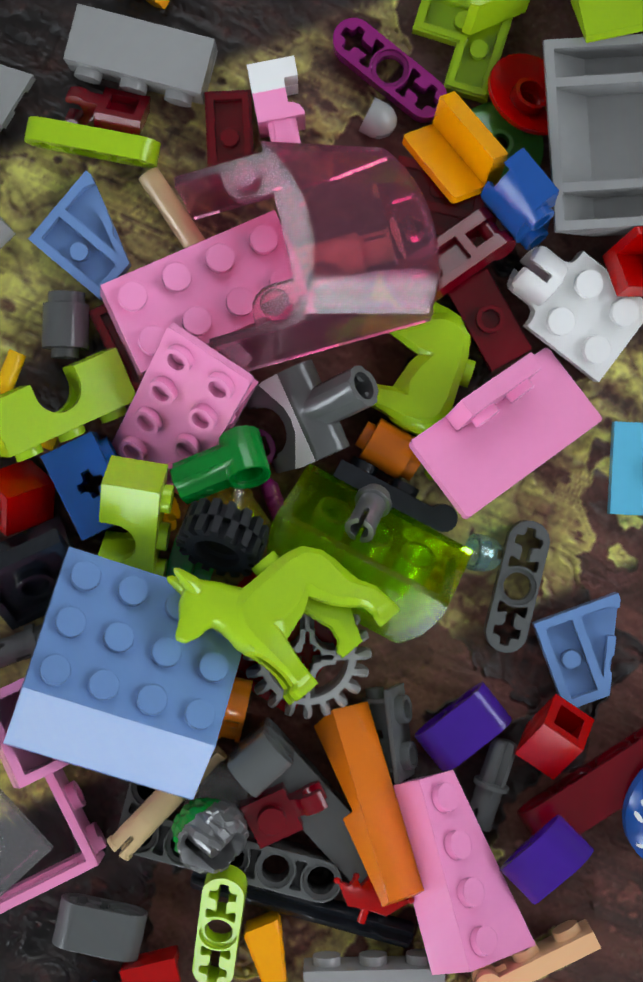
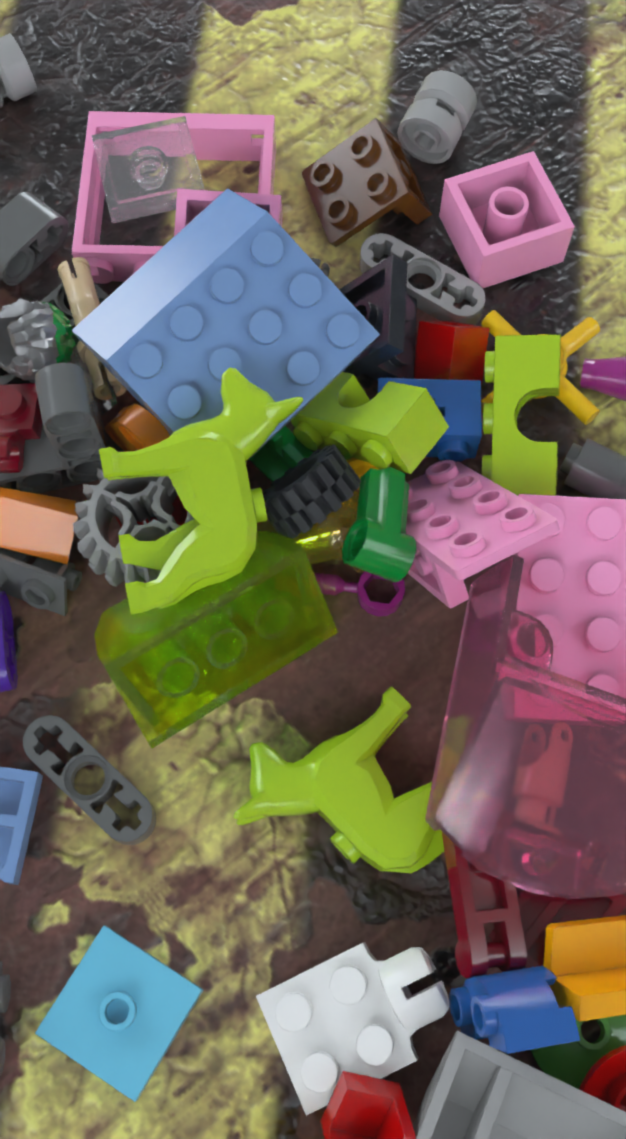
camera: 120 degrees right, 20 degrees down
(313, 410) = (391, 654): dark grey connector -> none
(371, 505) = (258, 657): flat silver pin -> none
(388, 449) = (307, 720): orange brick -> none
(403, 495) = (255, 699): black plate -> none
(484, 553) = (144, 761): clear light blue hinge -> none
(489, 320) = (391, 907): dark red plate -> none
(504, 431) = (258, 850): bright pink bracket -> none

